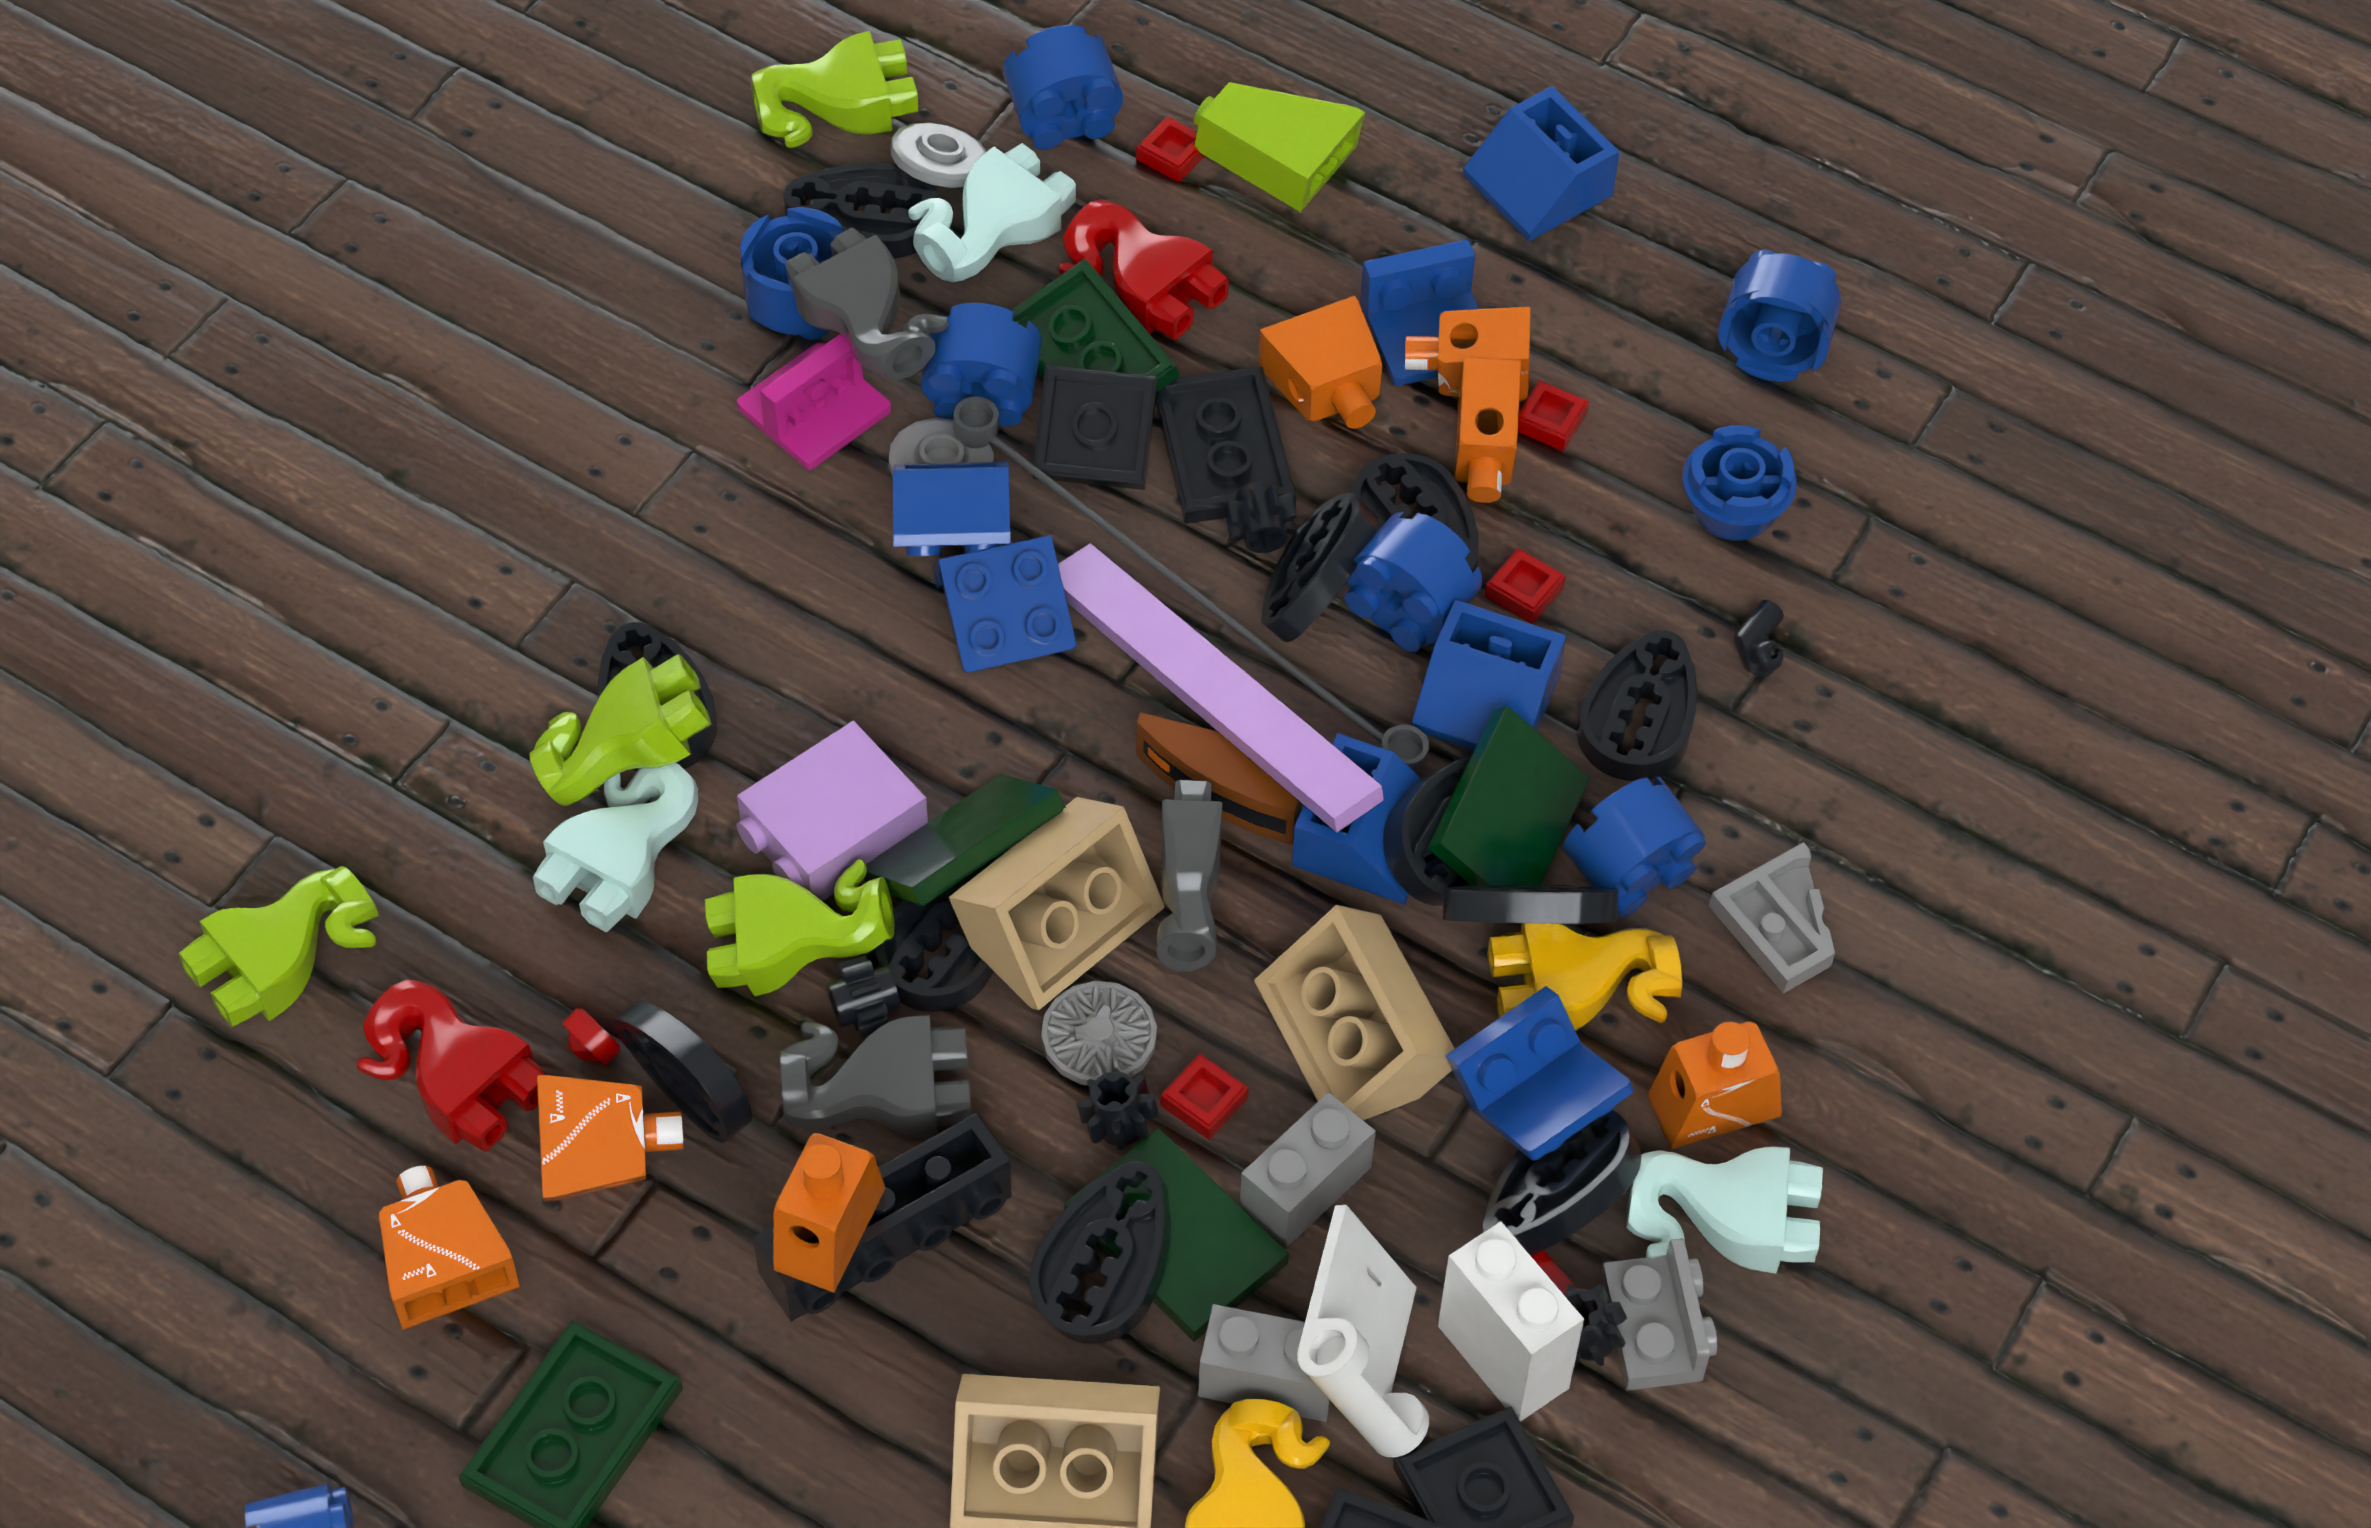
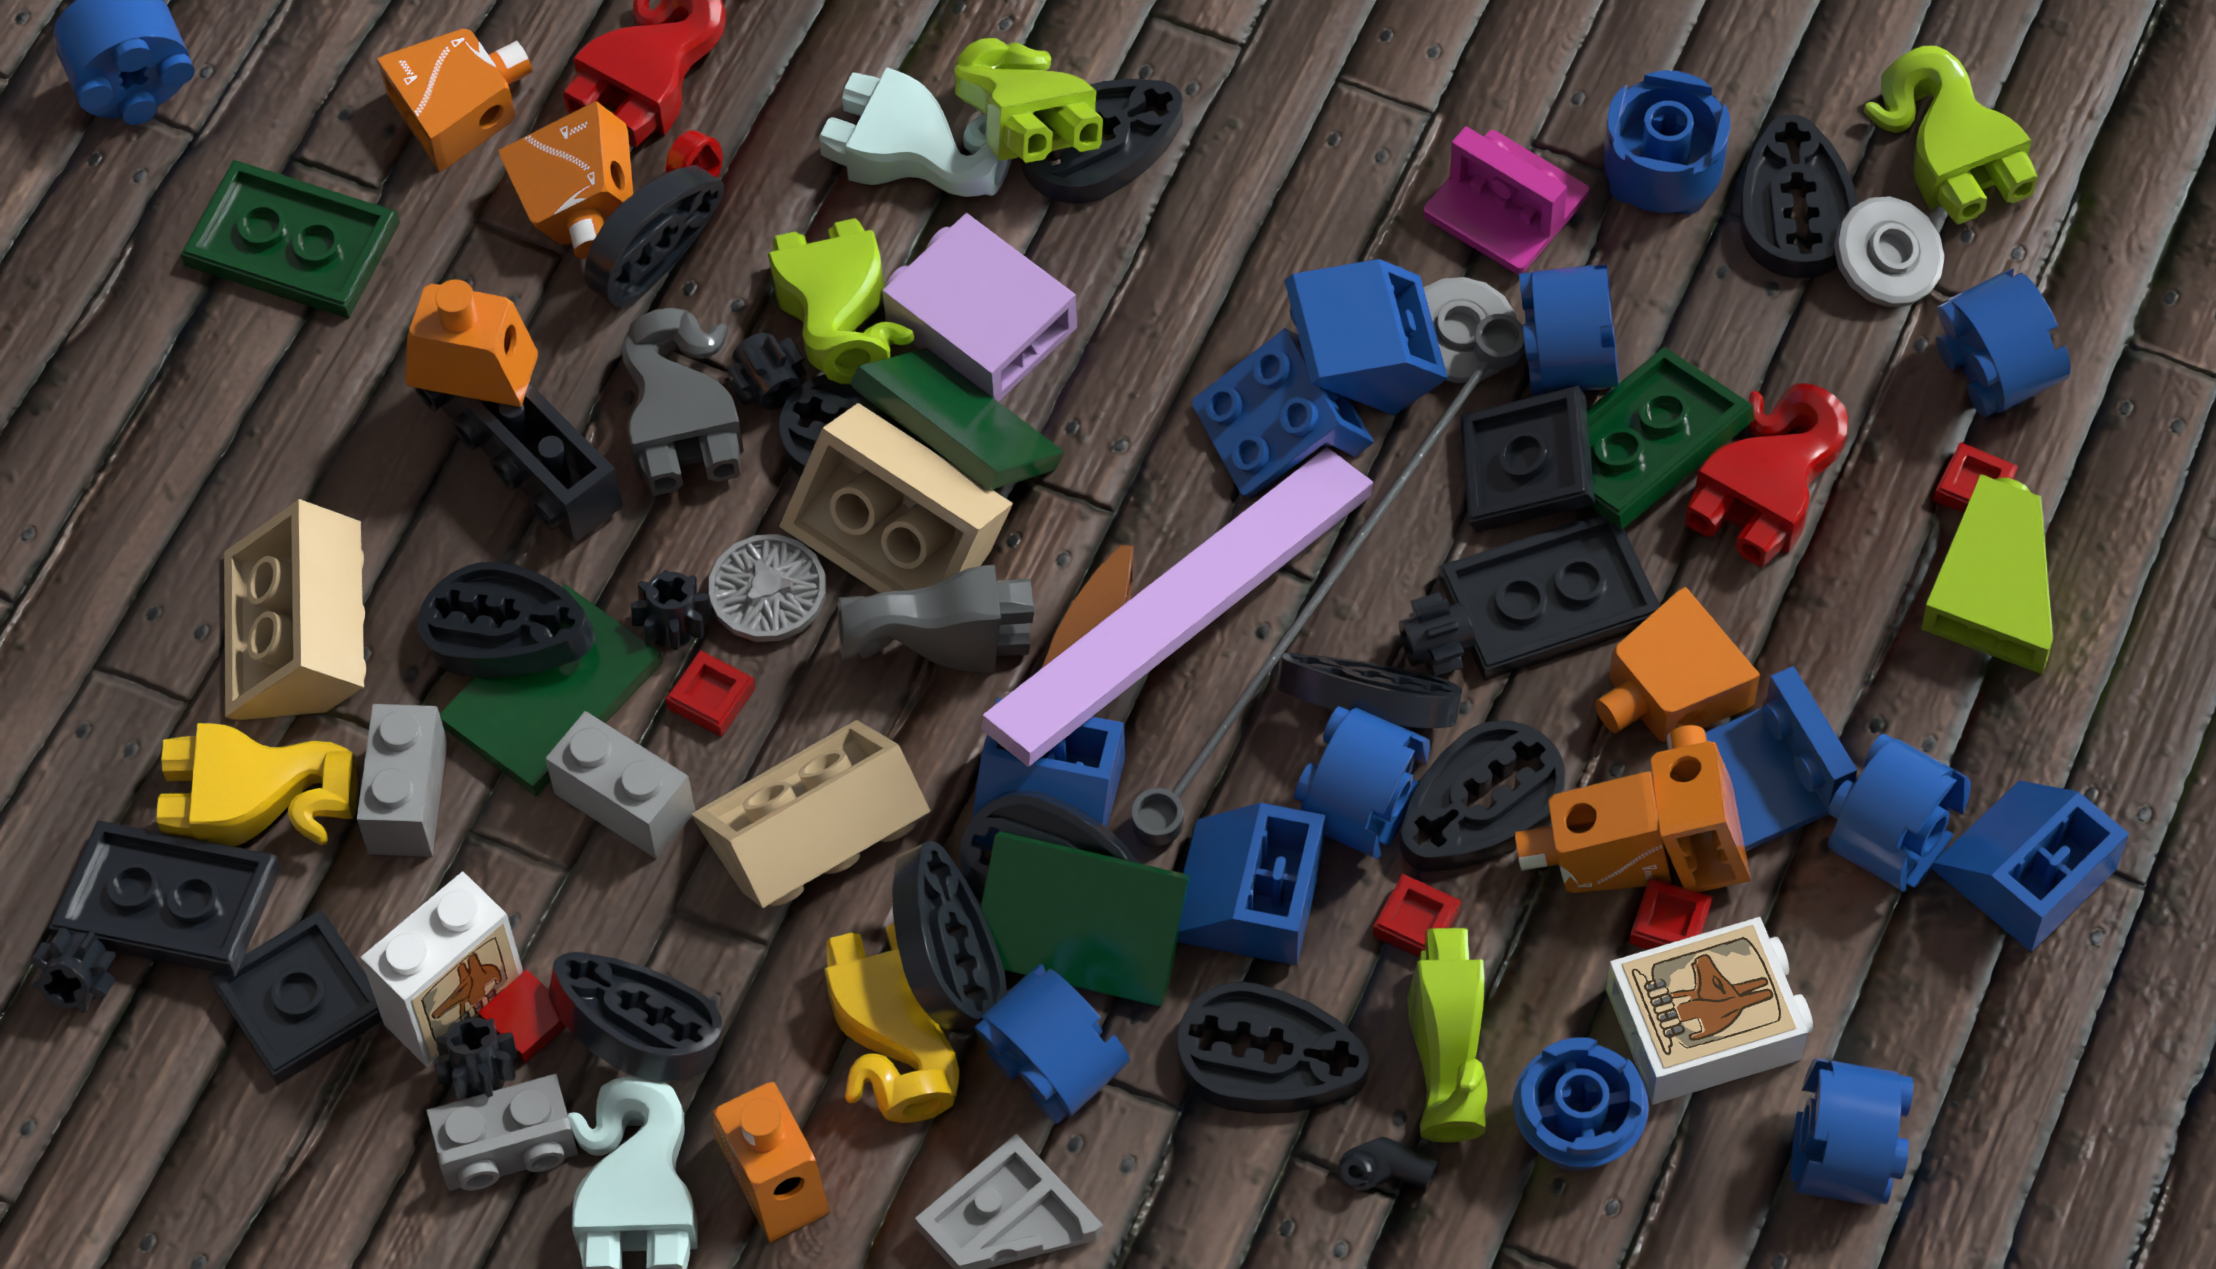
camera: 85 degrees right, 5 degrees up
(859, 298) = (1593, 181): dark grey hips -> none
(1000, 208) = (1816, 317): light aqua hips -> none
(1358, 1334) = (410, 832): white door -> none
(1504, 230) = (1897, 812): none -> blue brick
(1536, 1076) = (749, 981): blue bracket -> none
(1646, 396) = (1708, 1009): none -> brick
(1646, 560) = (1446, 1026): none -> lime hips

